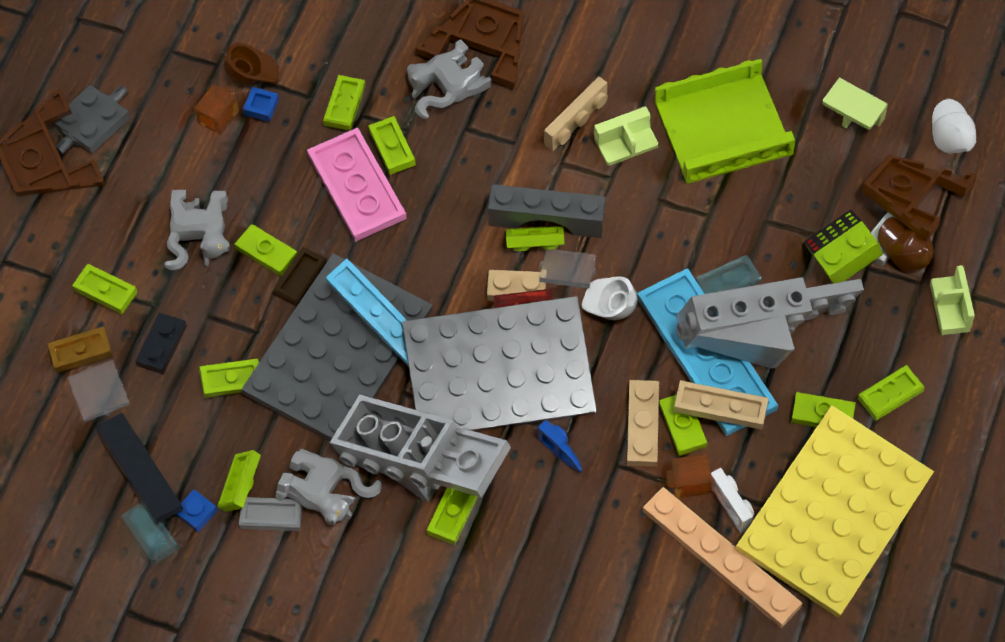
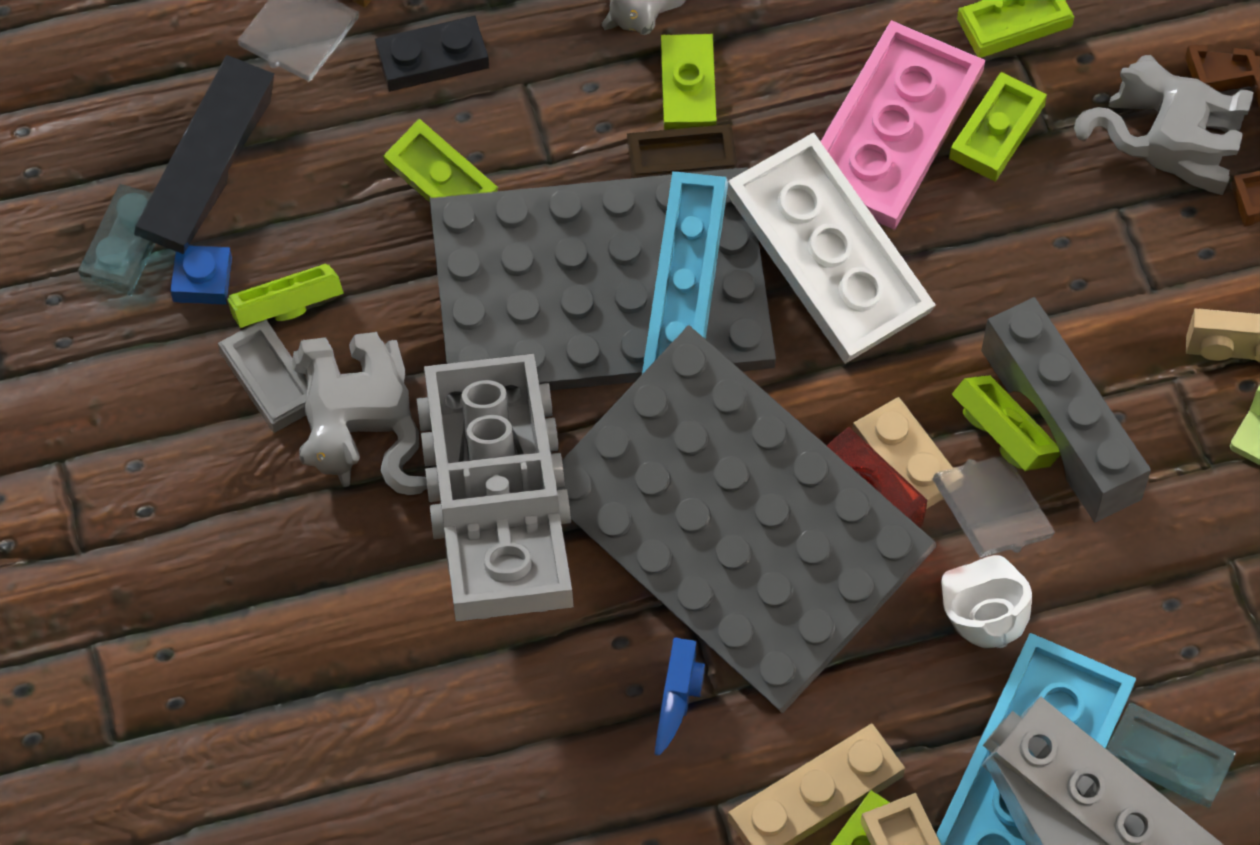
camera: 50 degrees right, 0 degrees up
(400, 246) = (829, 247): none -> white plate
(451, 515) = (428, 623): lime plate -> none

